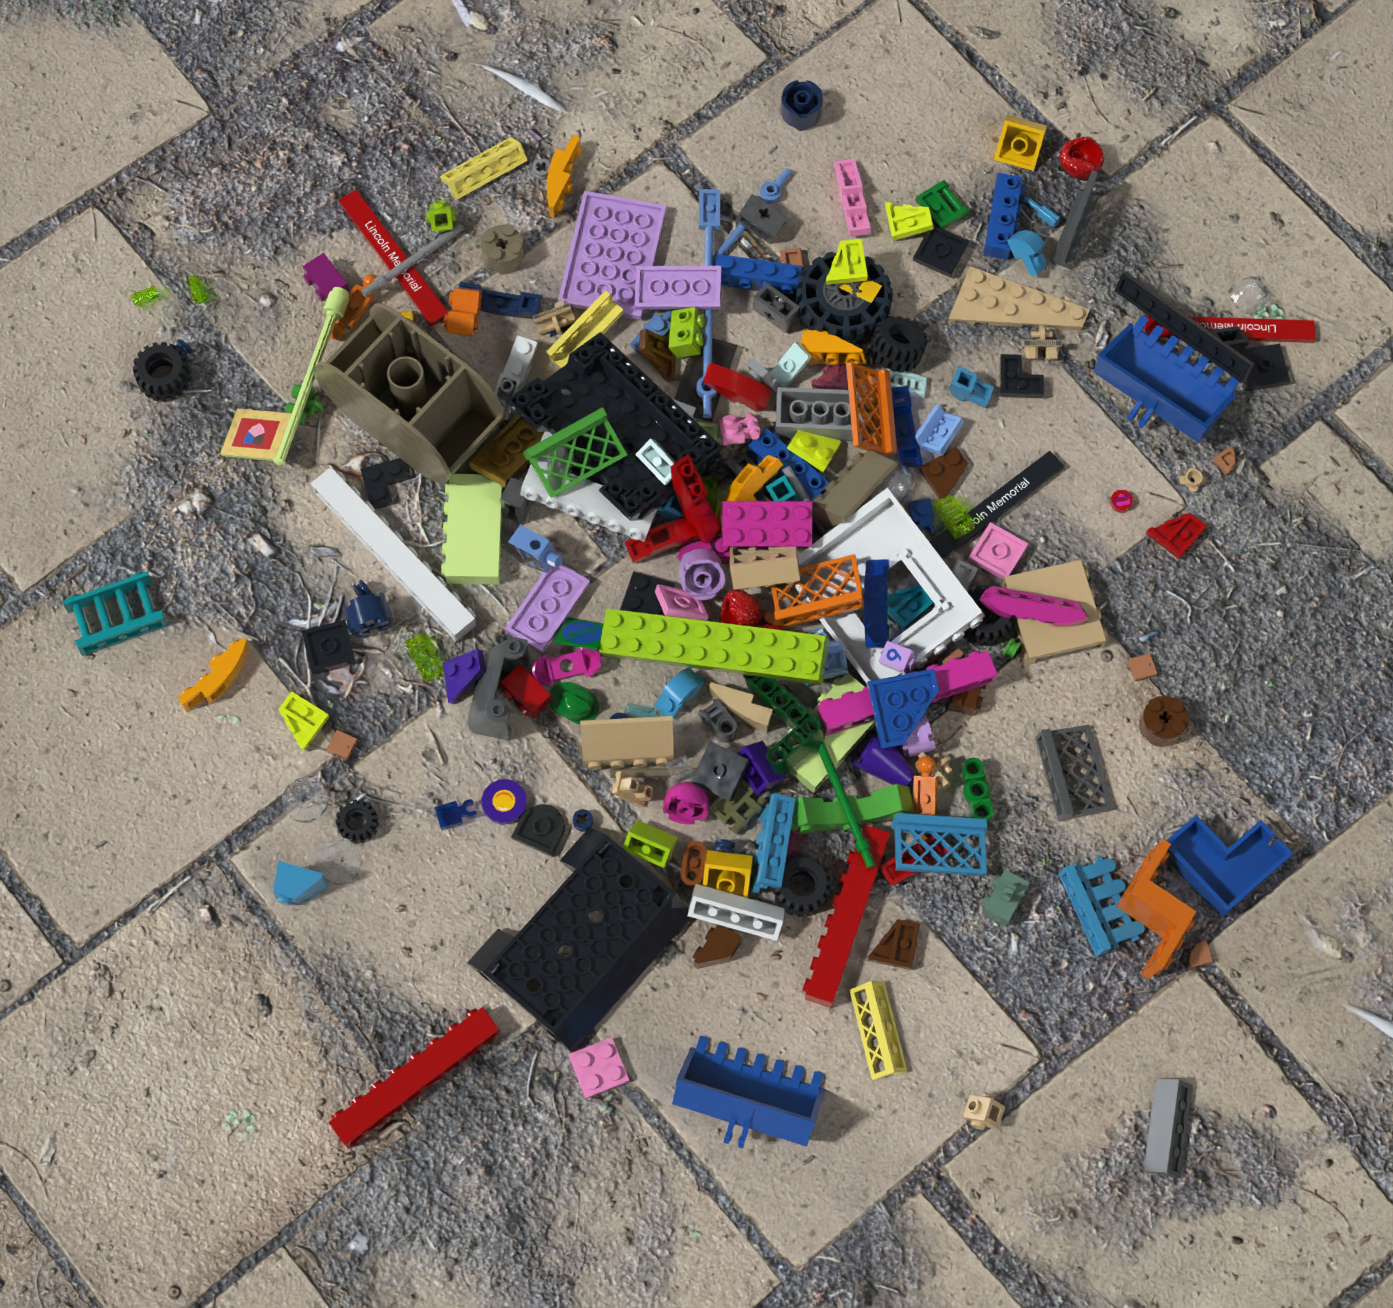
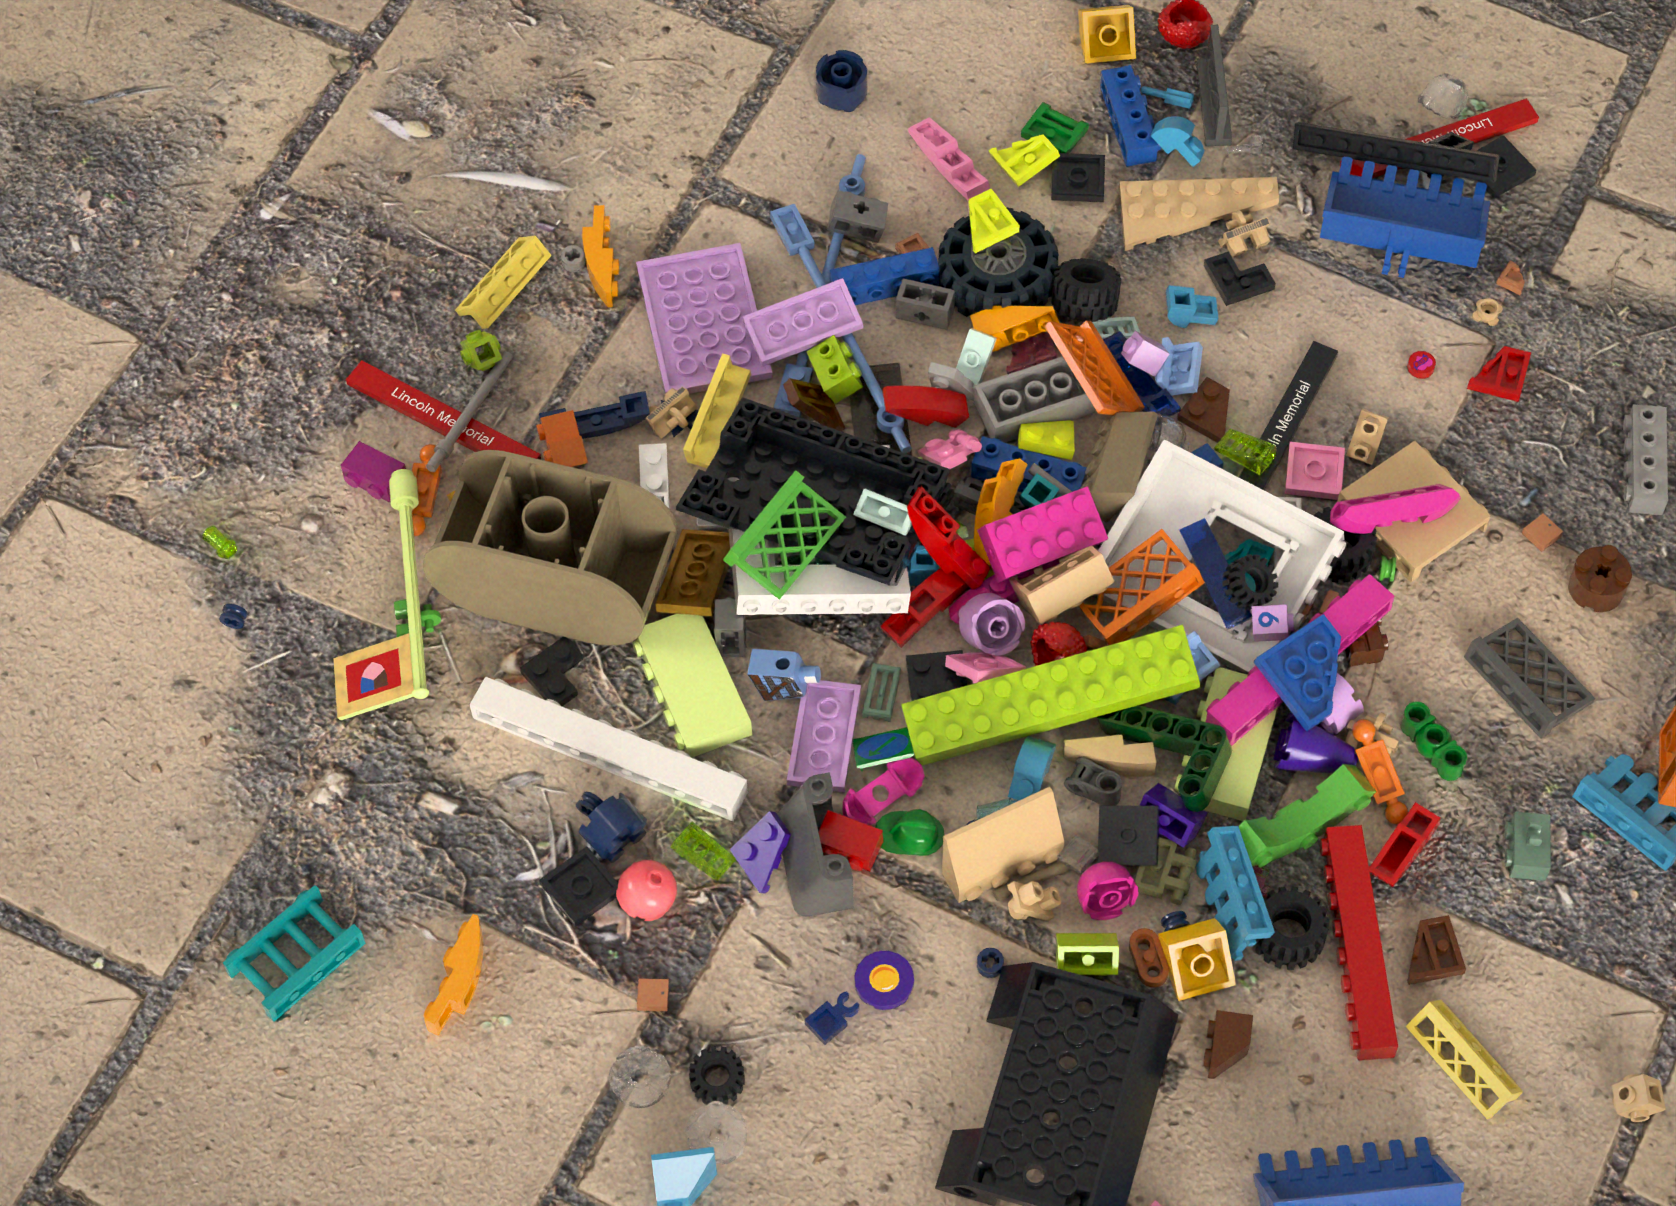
camera: 20 degrees left, 10 degrees down
(144, 296) = (152, 578): clear neon green pin -> none
(156, 357) = (217, 630): black tyre -> none
(302, 719) = (589, 983): neon yellow wing -> none
(370, 669) = (646, 890): none -> coral cylinder
(502, 249) = (571, 359): dark tan brick -> none
(540, 829) = (944, 994): pearl dark grey tile -> none
(594, 605) = (878, 713): none -> sand green tile
(736, 912) = (1230, 989): white brick -> none
(862, 844) = (1338, 850): green bar -> none
(867, 289) = (1025, 241): yellow sticker -> none
(906, 622) = (1262, 577): none -> black tyre
(915, 411) = (1144, 353): none -> lavender brick
(940, 825) = (1420, 791): dark azure fence -> none
(1048, 542) = (1367, 436): none -> tan hips
(1249, 644) = (1646, 459): none -> light grey brick

